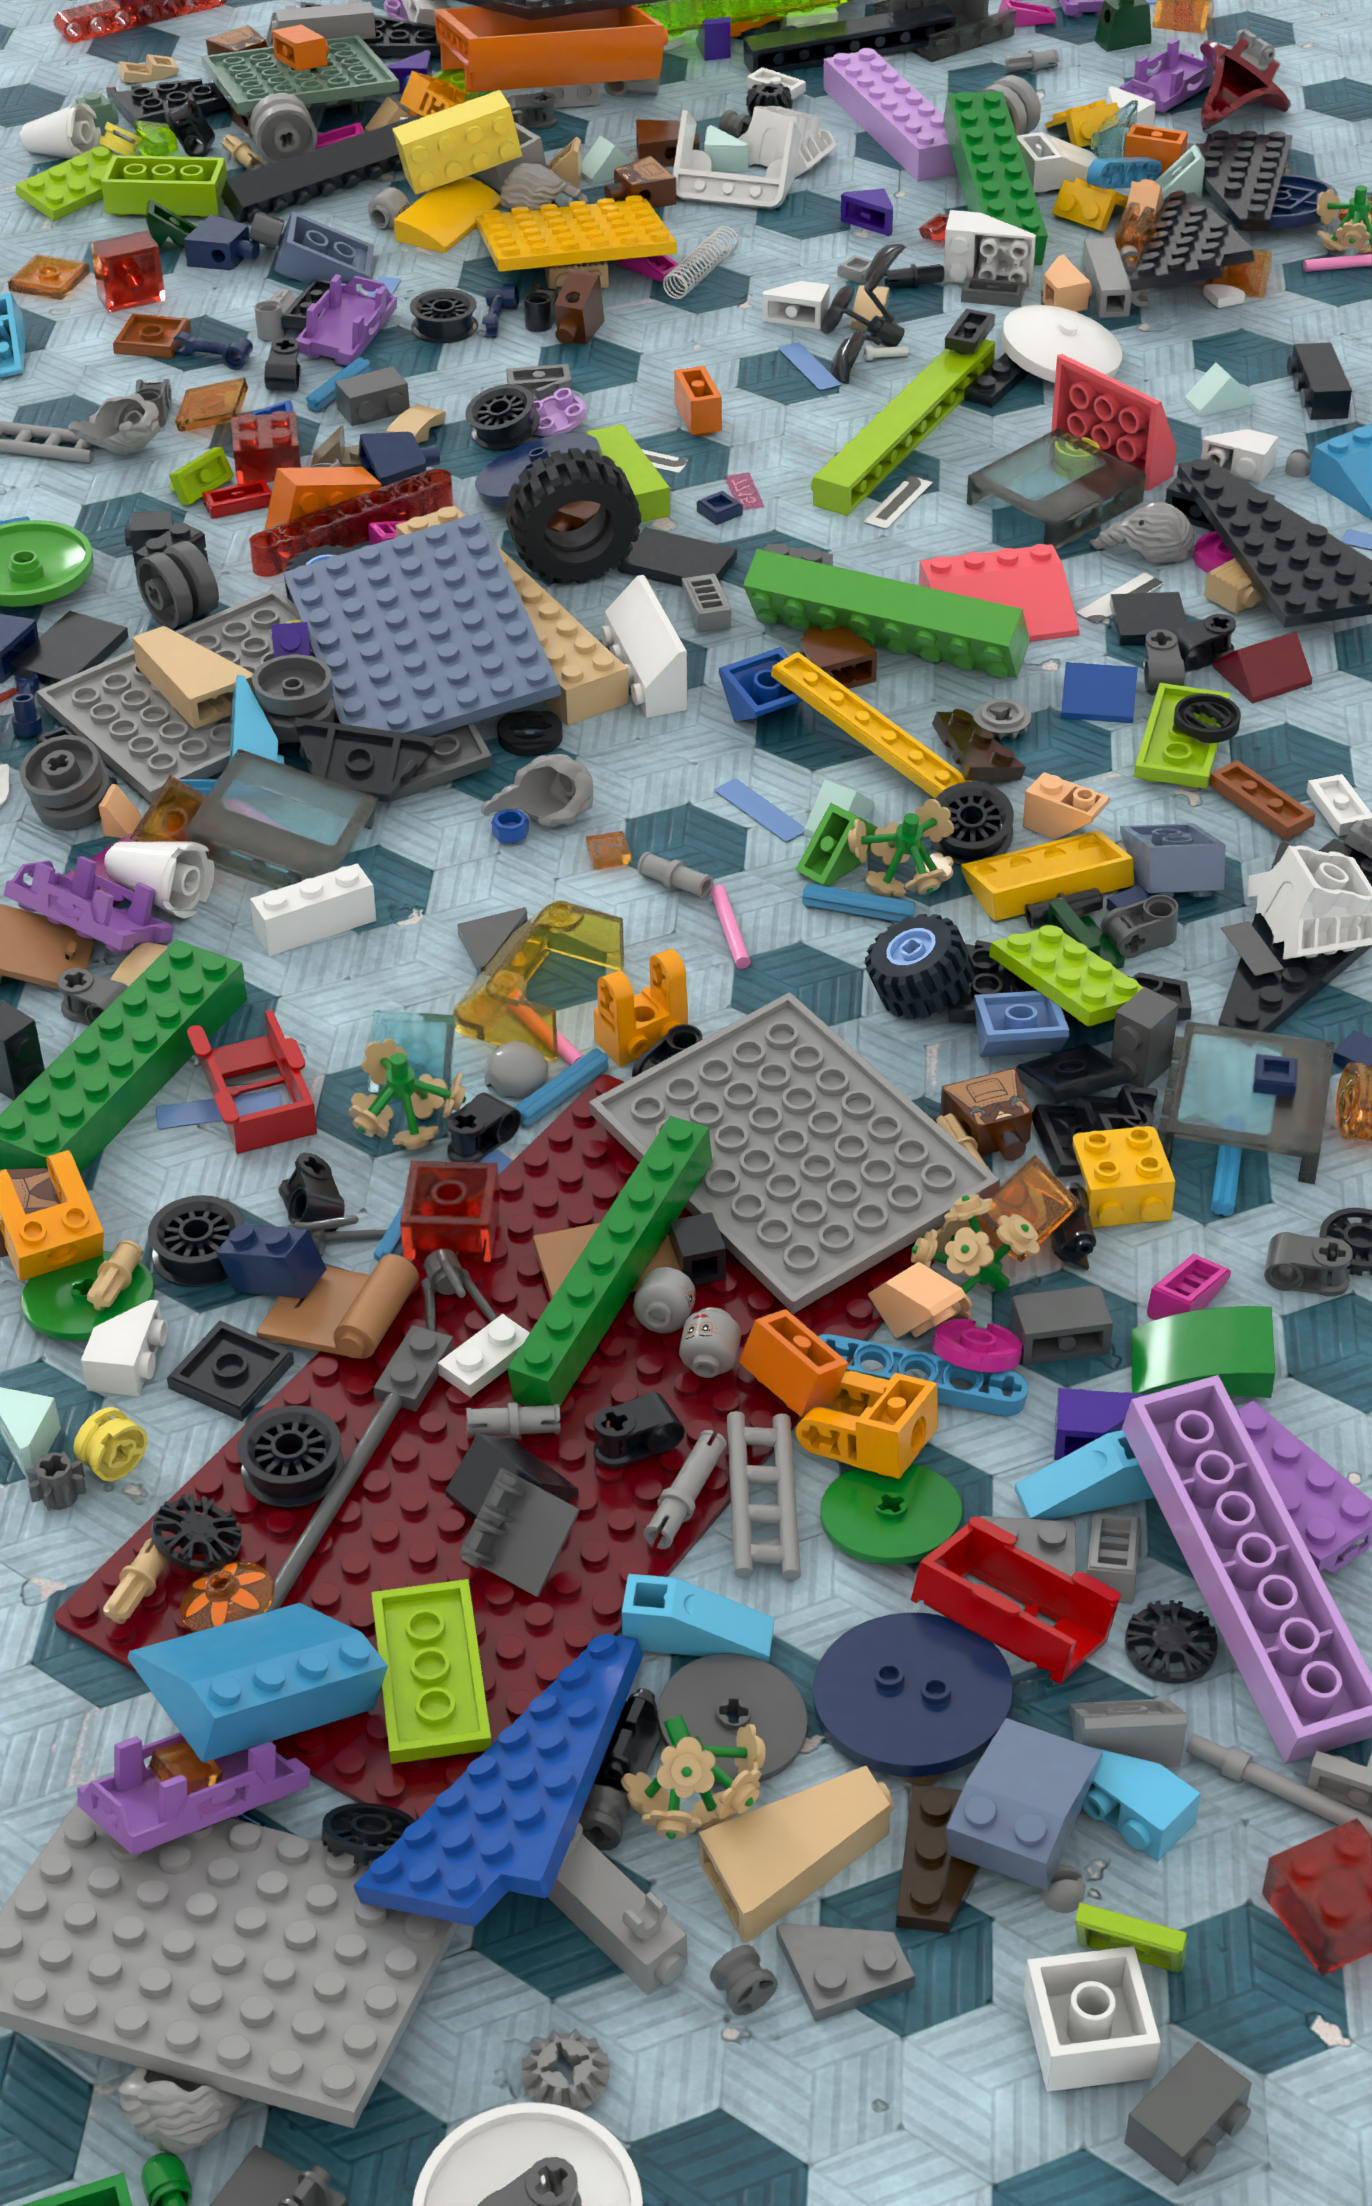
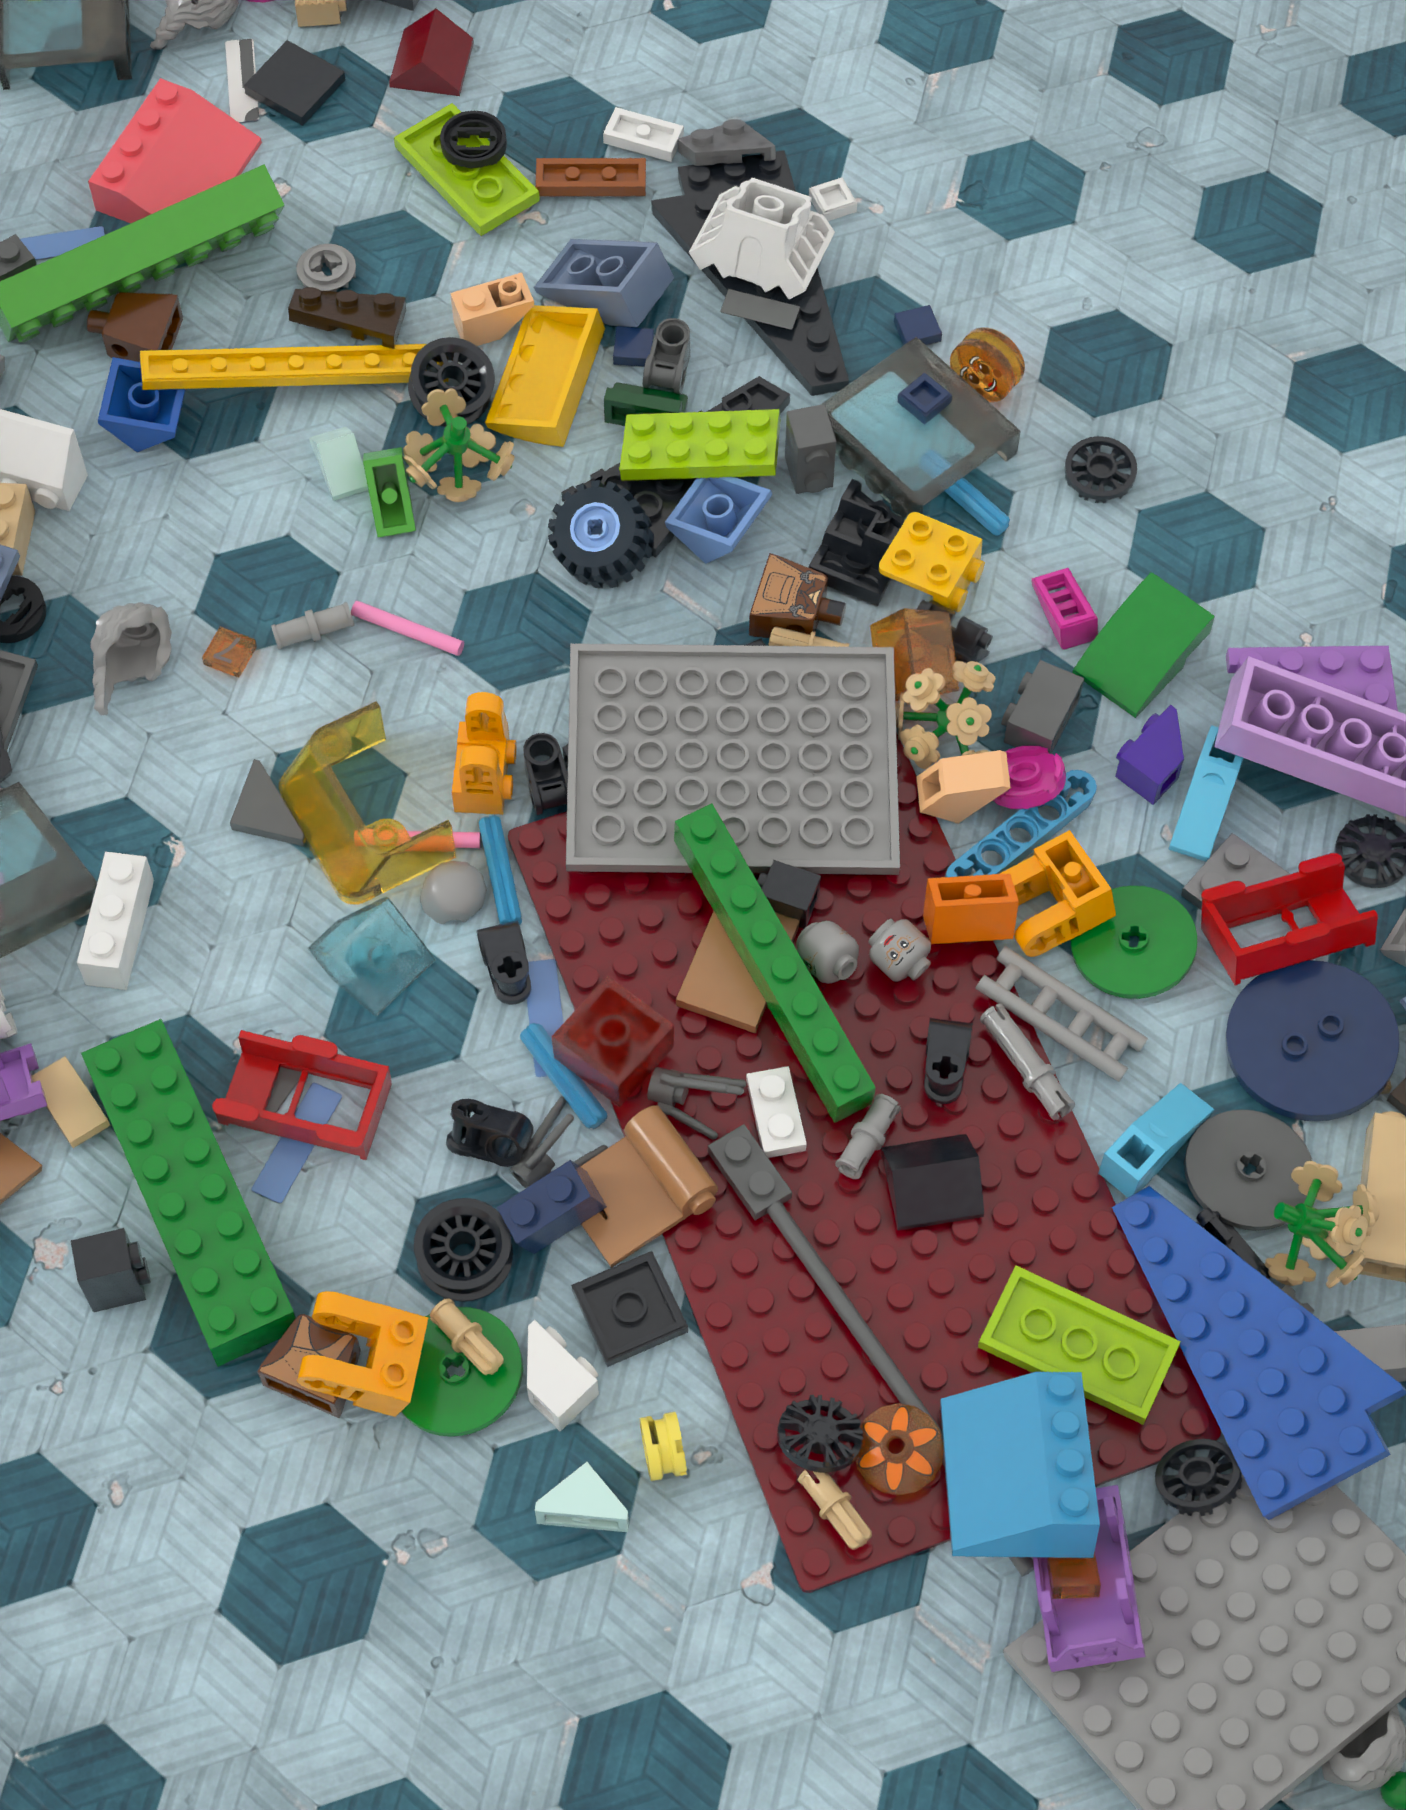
camera: 55 degrees left, 20 degrees up
(56, 1481) = (666, 1497): dark grey gear -> none
(87, 998) = (84, 1162): dark grey piece -> none
(290, 1456) = (791, 1279): black wheel -> none
(419, 1097) = (431, 983): tan plant -> none
(510, 826) = (132, 704): blue tile -> none
(519, 1532) = (997, 1202): dark grey hinge -> none
(760, 809) = (273, 510): medium blue sticker -> none
(857, 903) = (463, 522): dark azure axle -> none
(1072, 1074) = (794, 521): black tile -> none
(1080, 902) = (593, 399): black axle -> none
(1099, 692) = (359, 183): blue slope -> none
(1115, 1559) = (1294, 848): light grey slope -> none
(1163, 660) = (368, 117): dark grey piece -> none
(1205, 640) = (368, 71): black piece -> none
(1304, 1263) = (1105, 516): dark grey piece -> none

